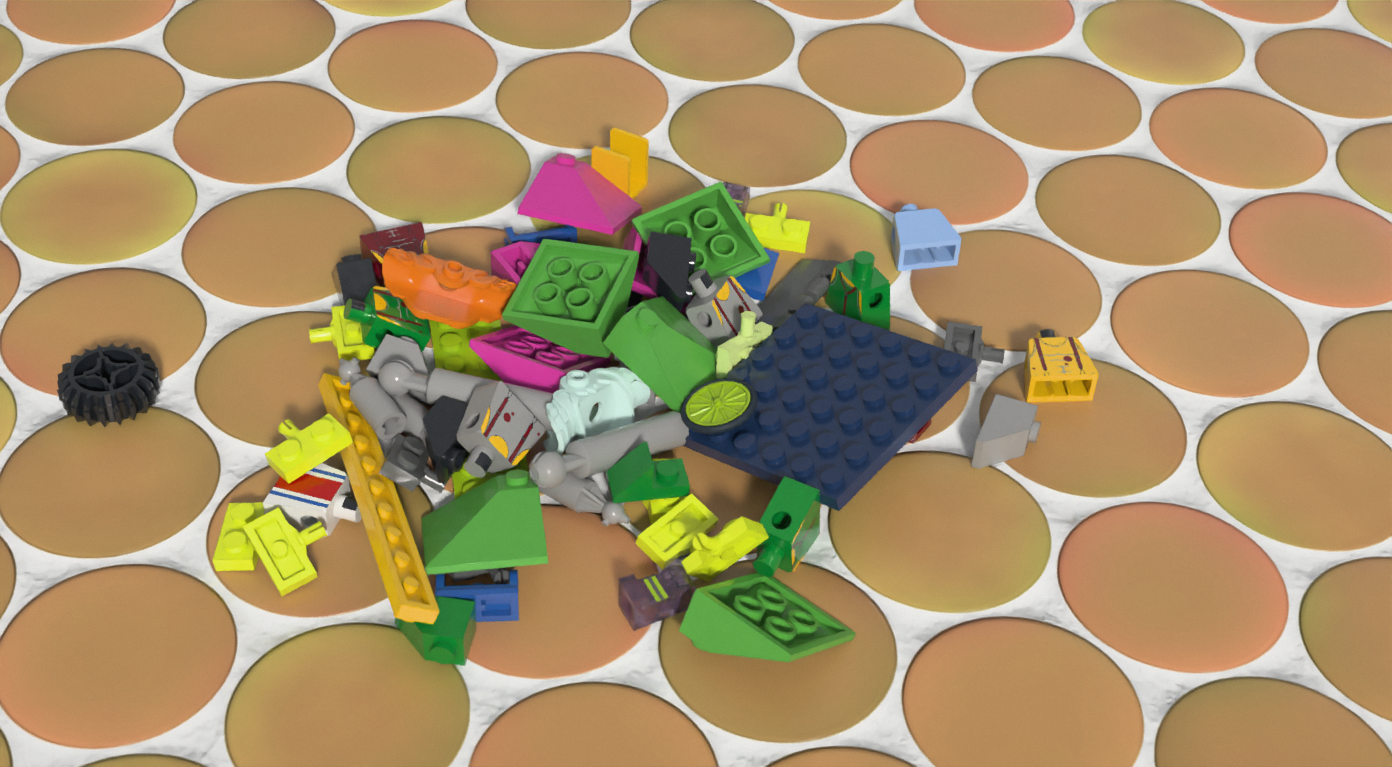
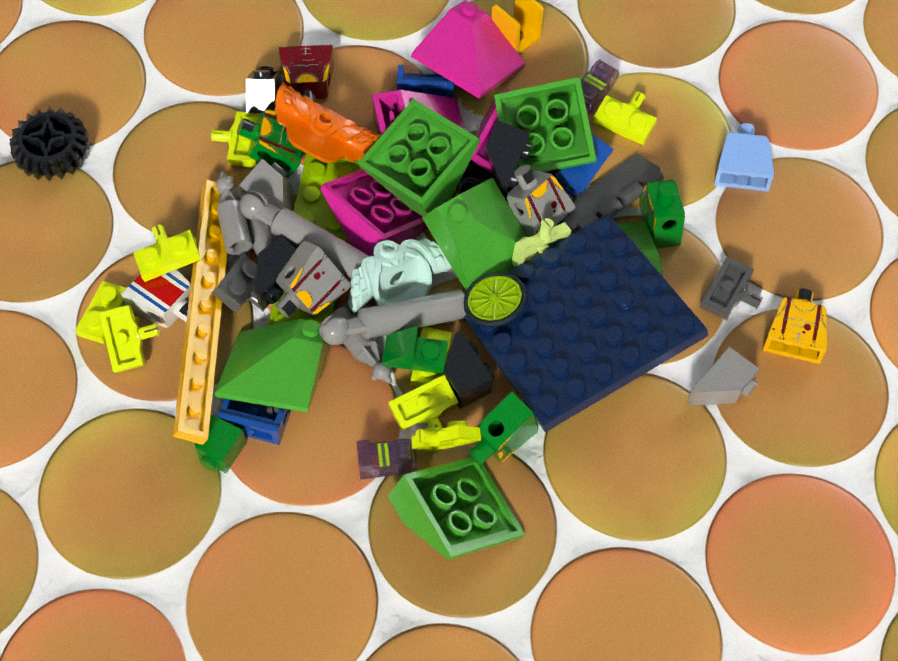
camera: 20 degrees right, 20 degrees up
(717, 487) = (466, 373): none -> black slope

